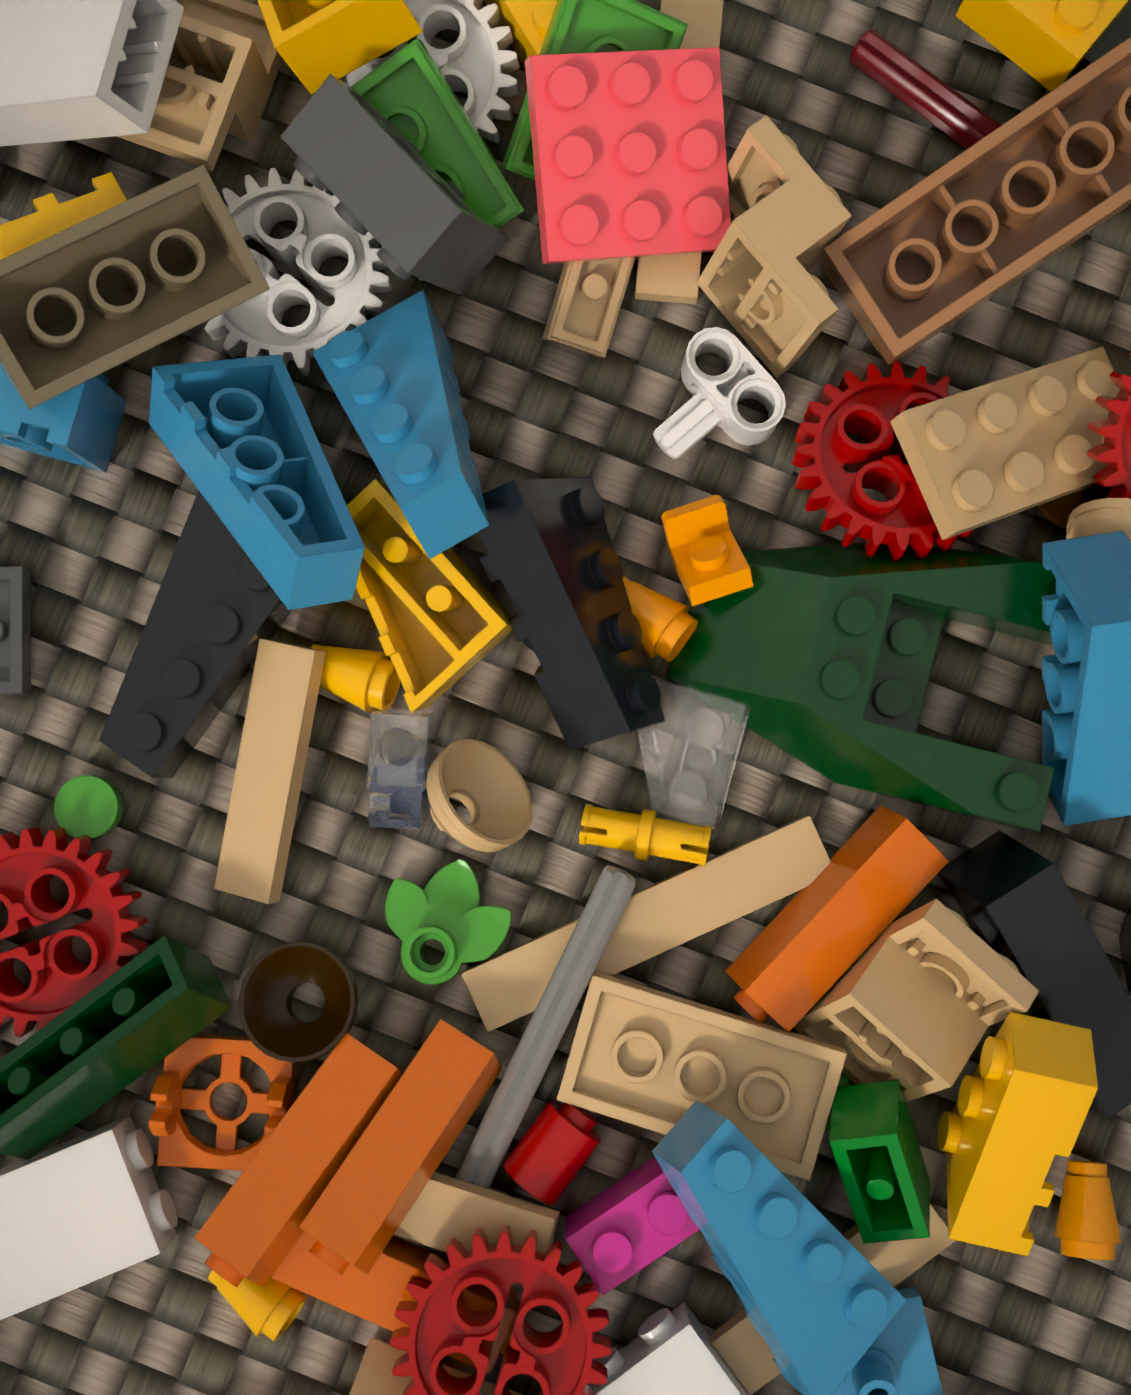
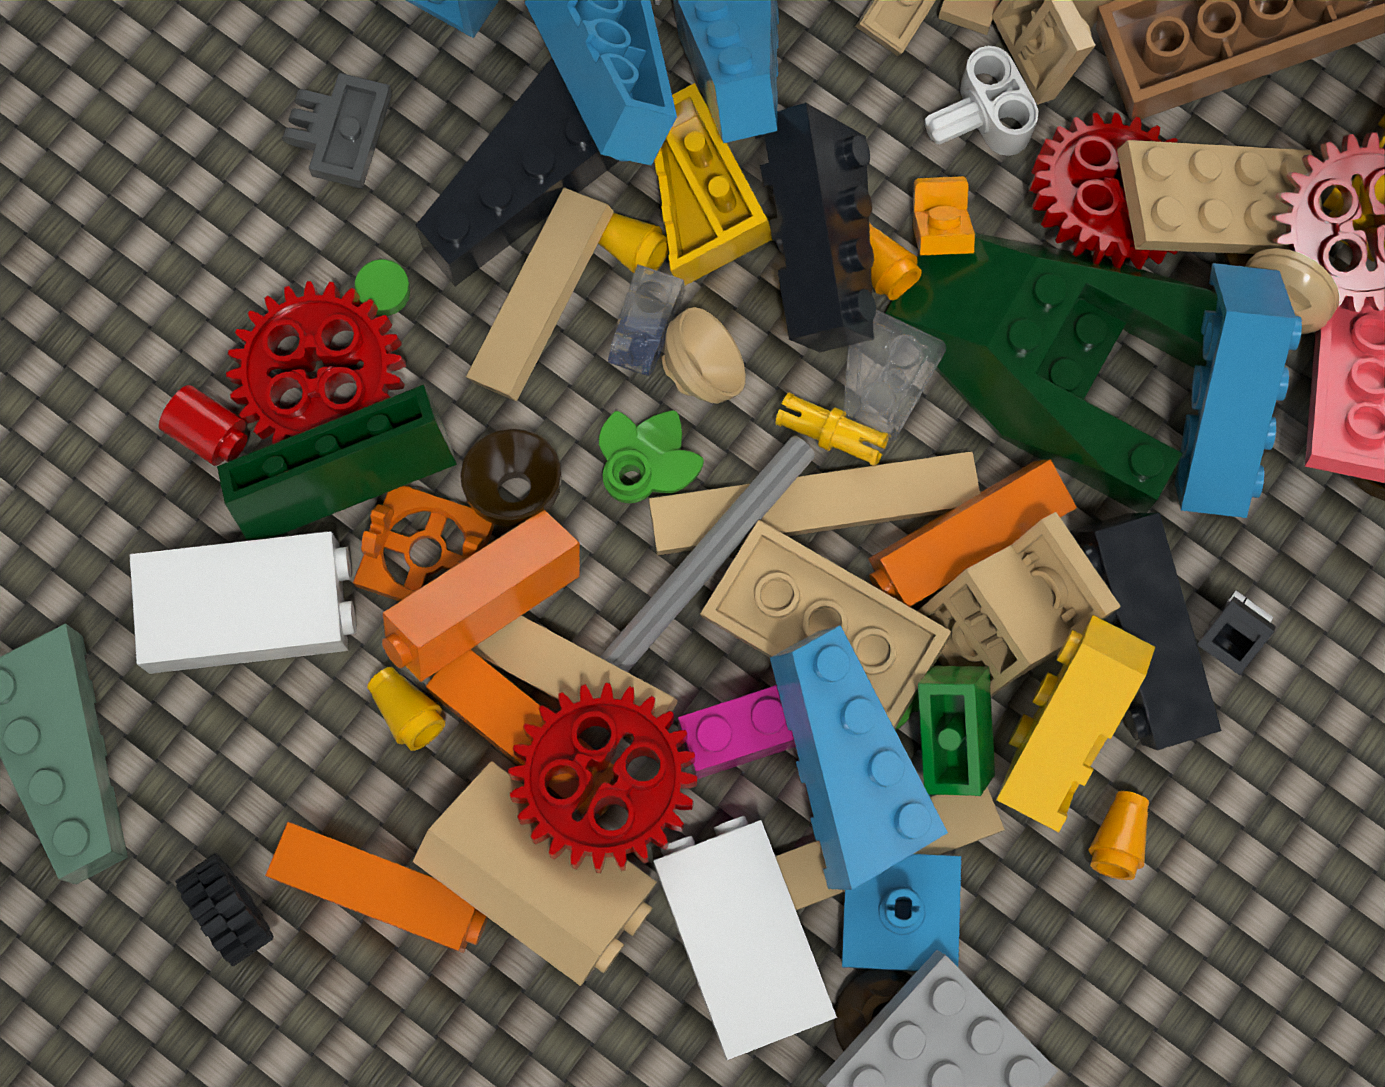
camera: 15 degrees right, 10 degrees down
(400, 1149) = (564, 608): orange brick -> none
(553, 1150) = (686, 658): red brick -> none

